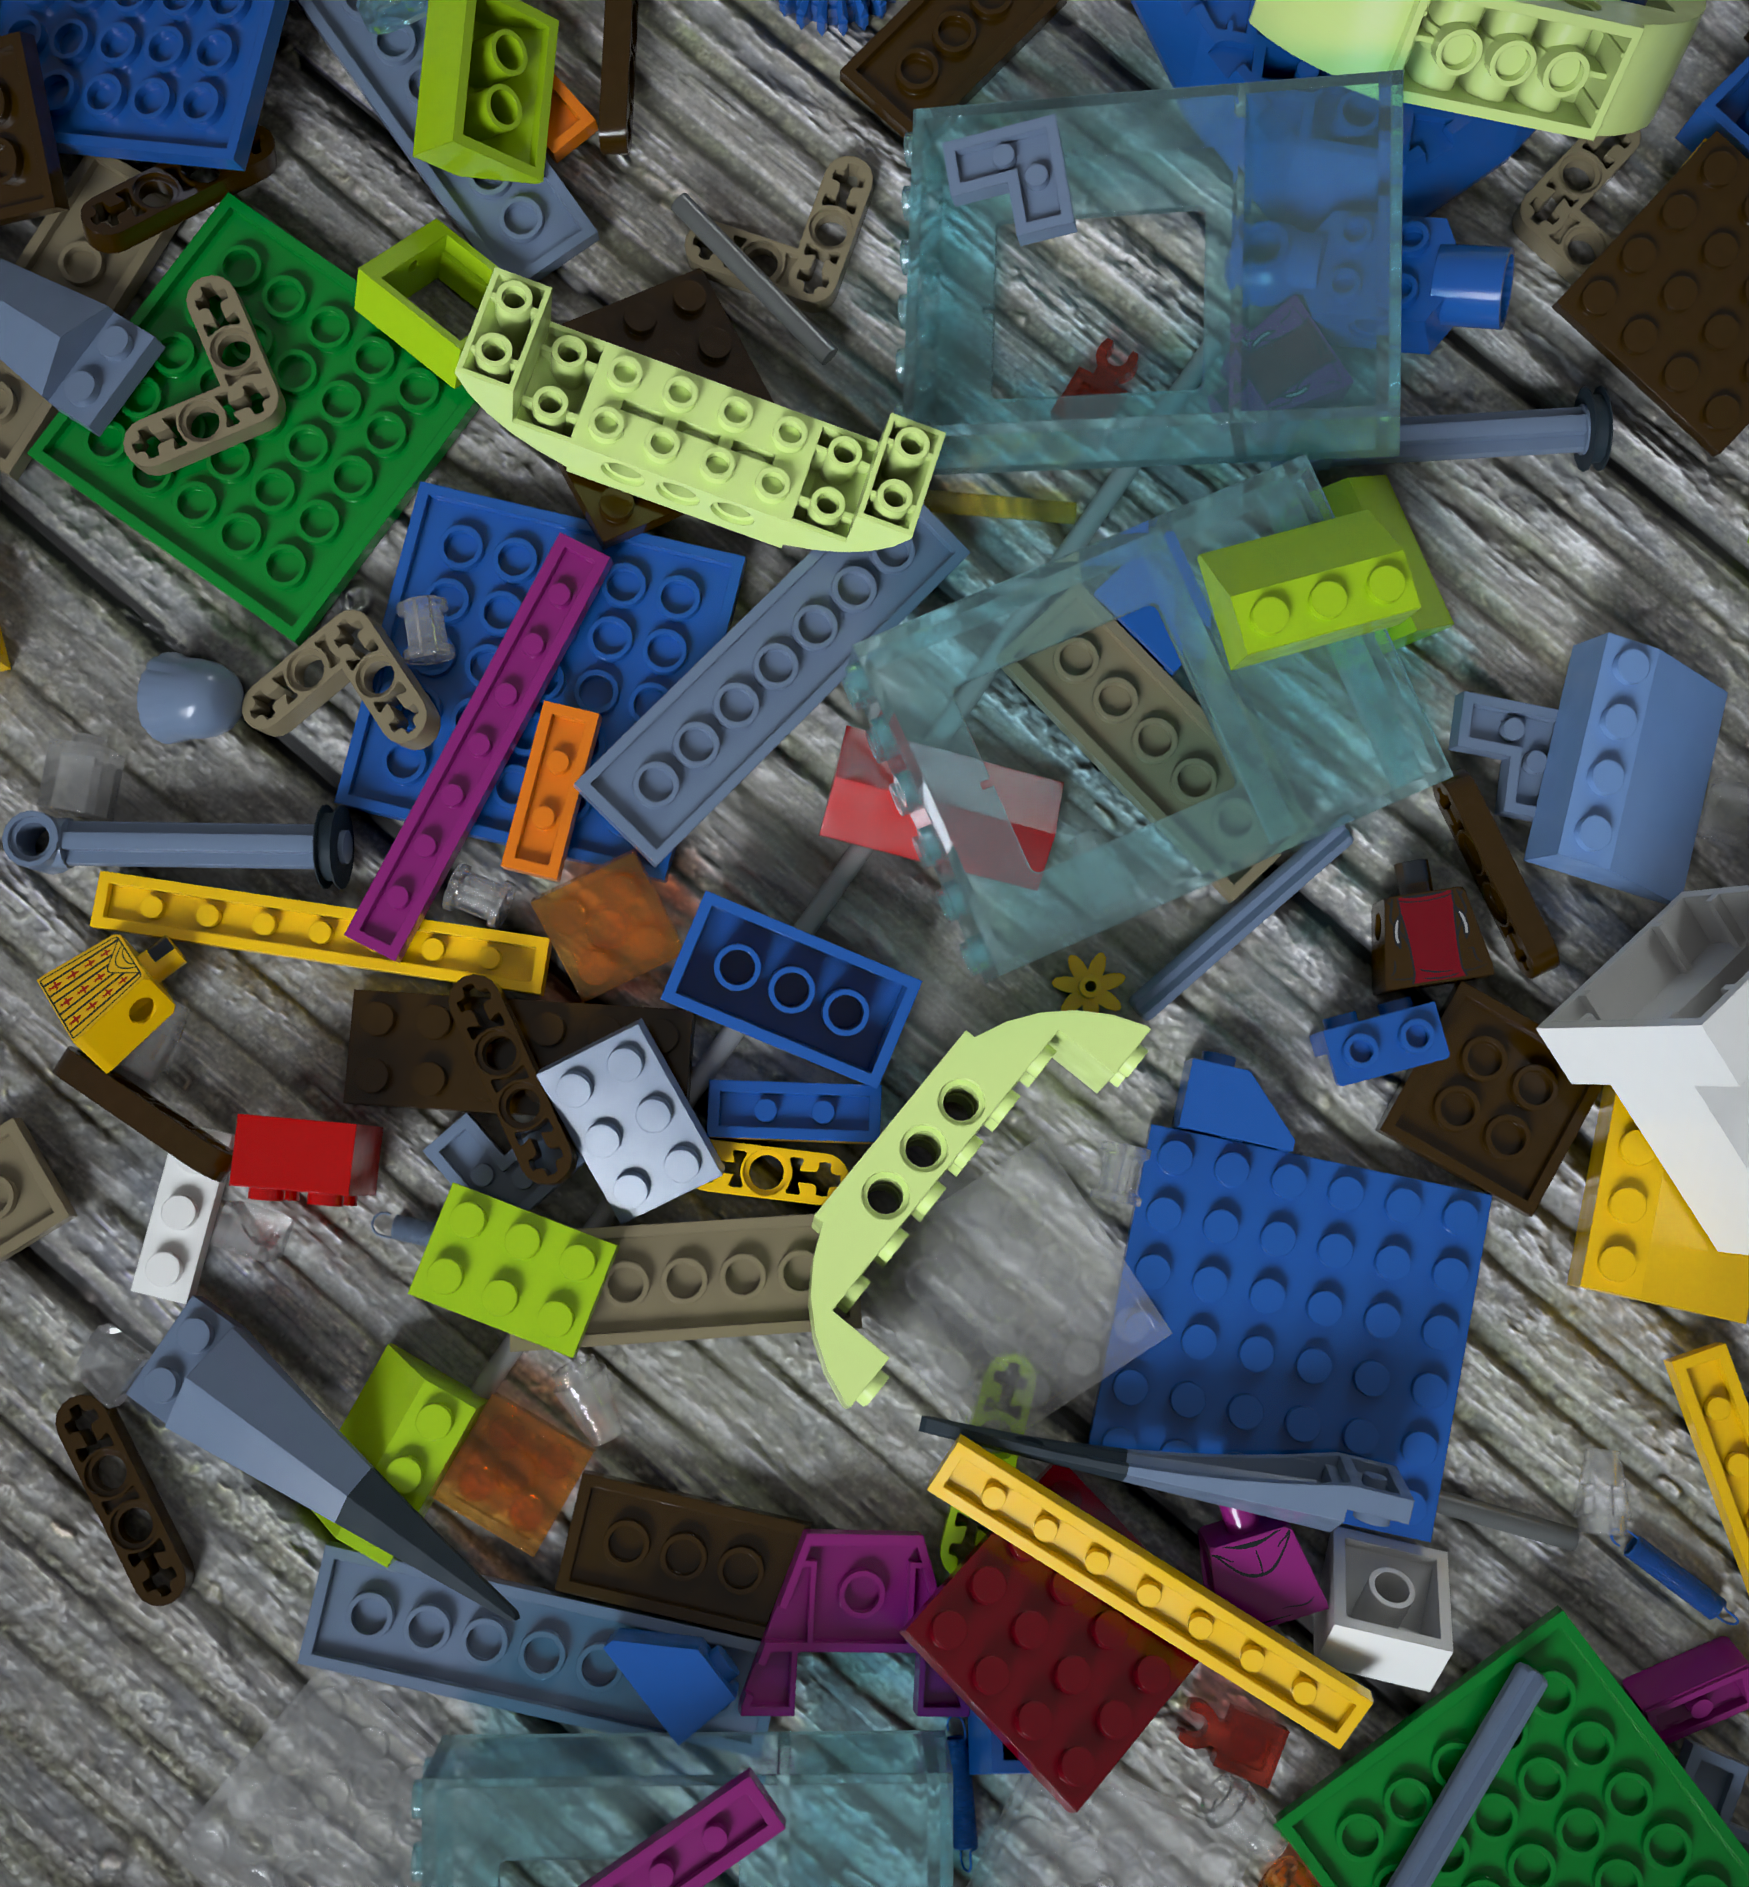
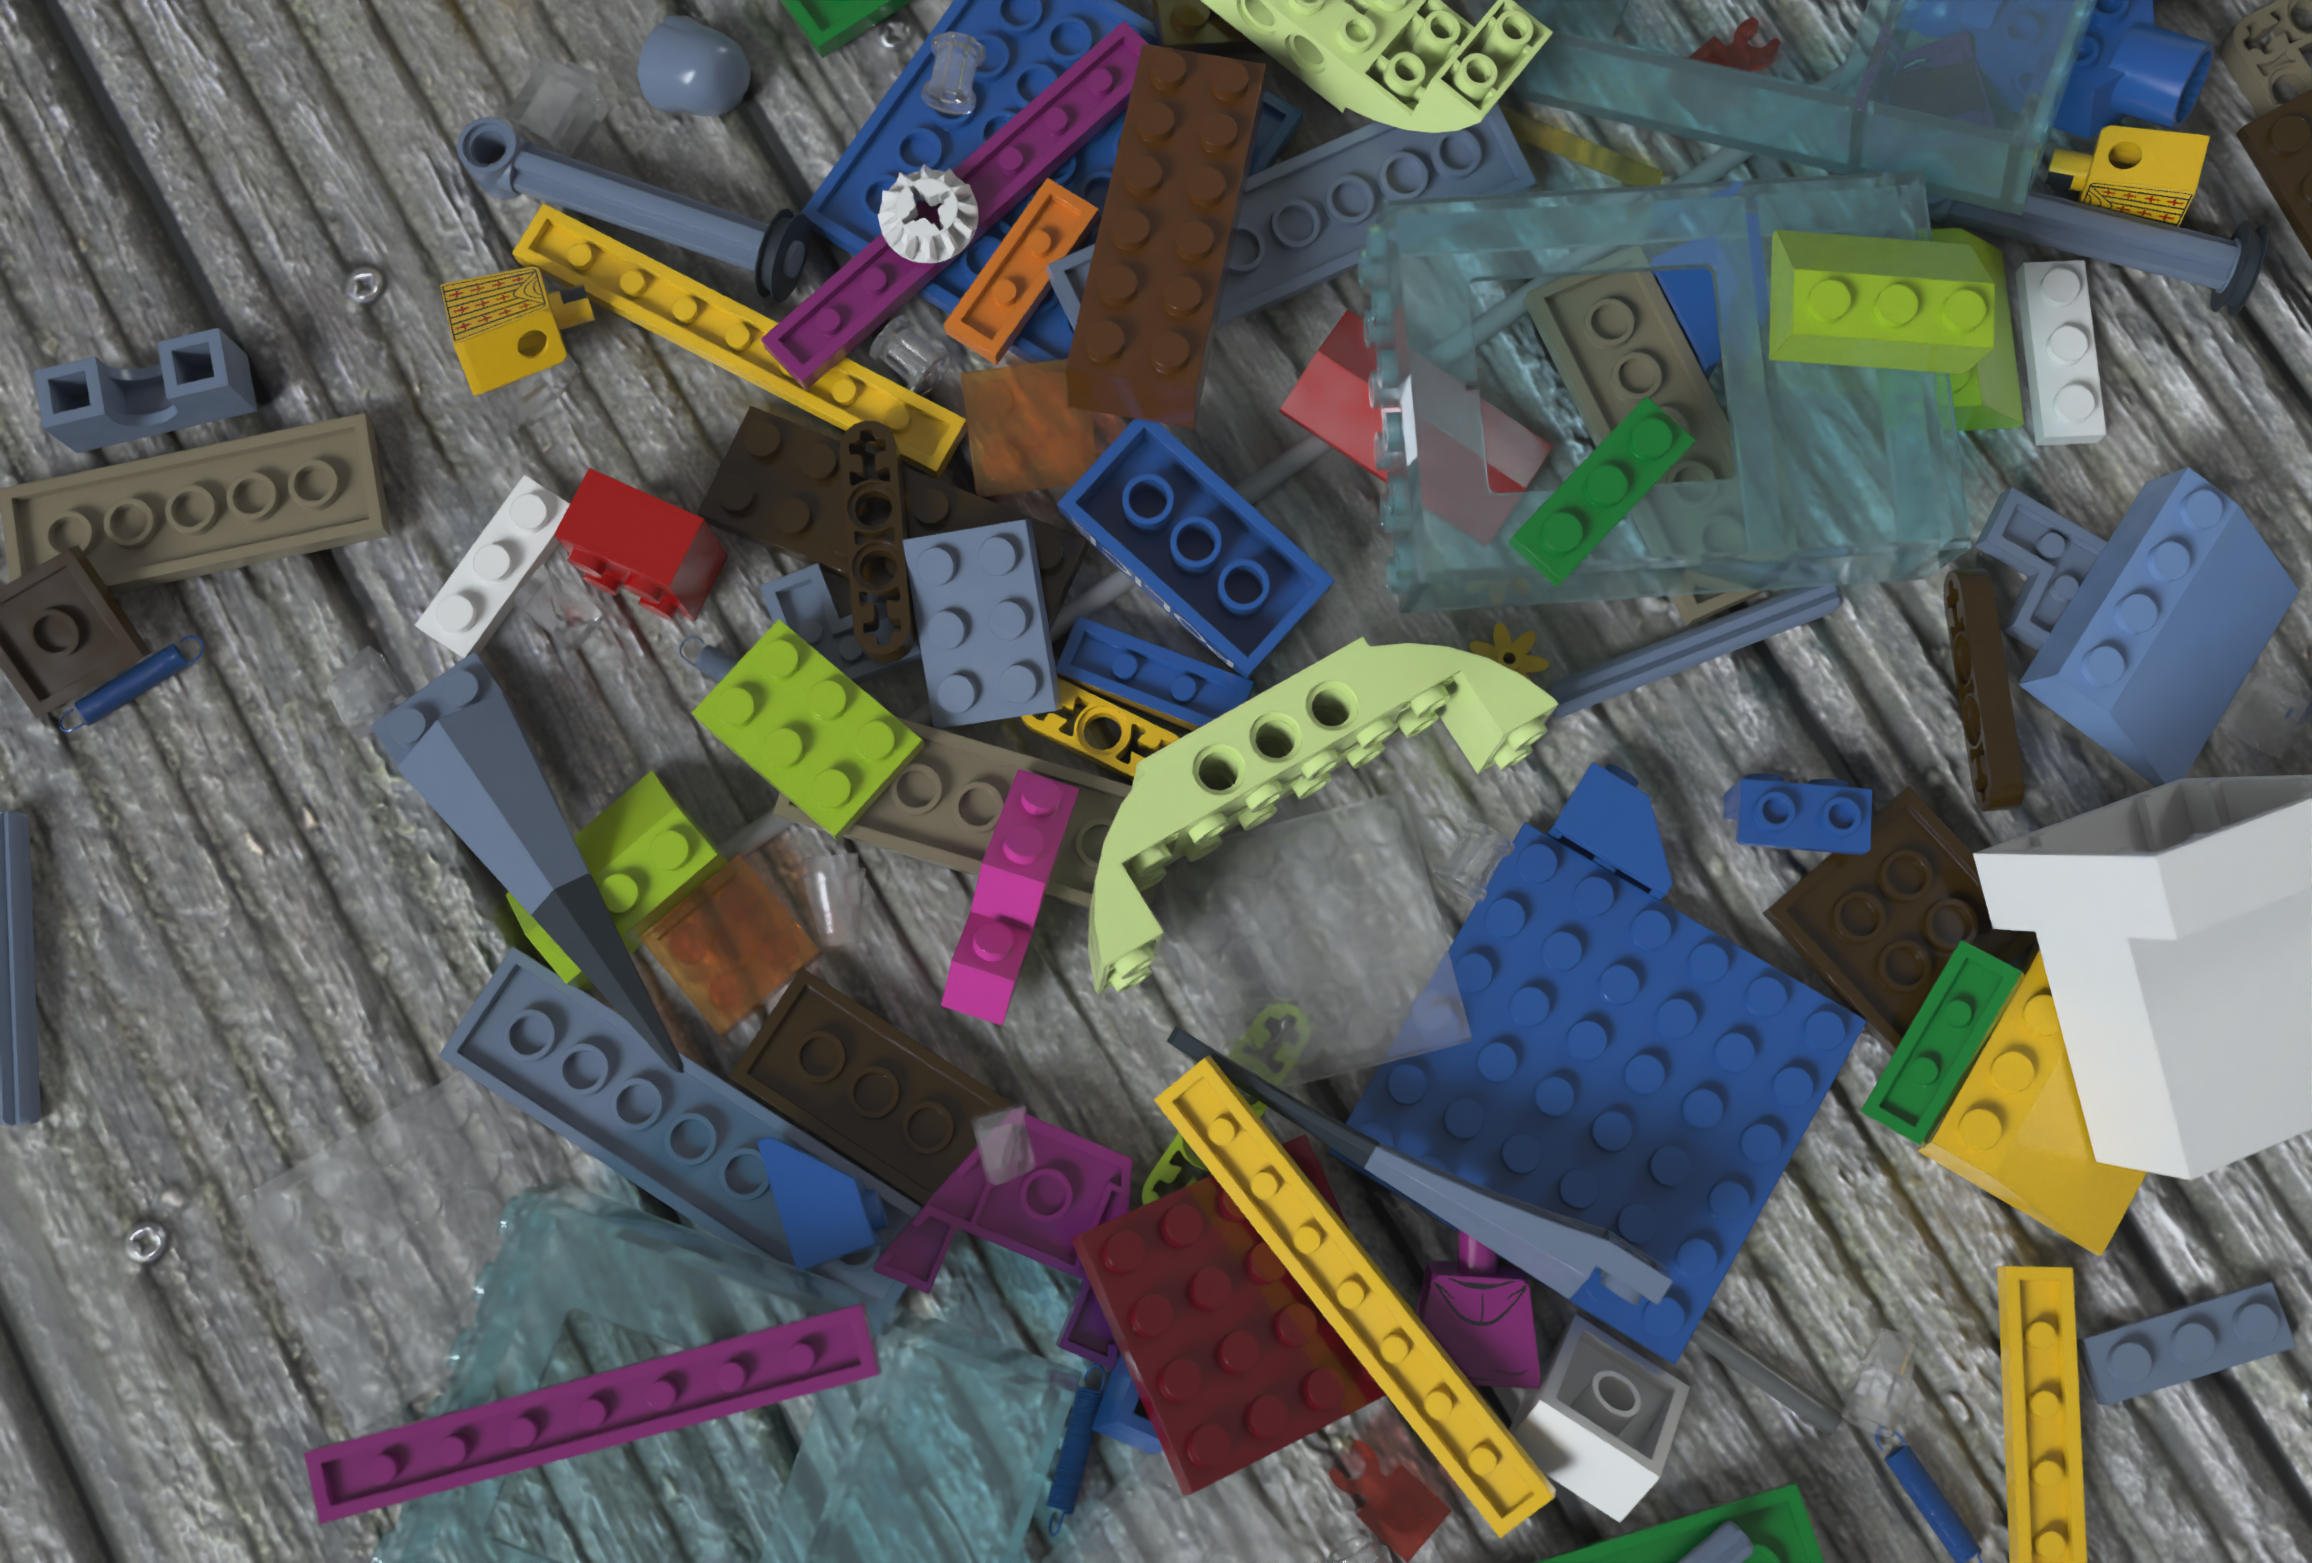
camera: 25 degrees right, 5 degrees down
(114, 1503) = (318, 833): dark brown beam -> none
(146, 1115) = (495, 449): dark brown beam -> none
(342, 666) = (857, 84): dark tan beam -> none
(453, 799) = (920, 239): none -> white gear
(671, 728) = (1166, 237): none -> reddish brown brick
(740, 1349) = (1009, 897): none -> dark pink arch
(813, 1570) = (1003, 1143): none -> clear slope
(1129, 841) = (1601, 491): none -> green plate
(1425, 935) = (1885, 727): torso -> none
(1464, 549) = (2060, 353): none -> white plate
(1478, 376) = (2134, 172): none -> yellow torso
(1562, 1198) = (1942, 1043): none -> green plate

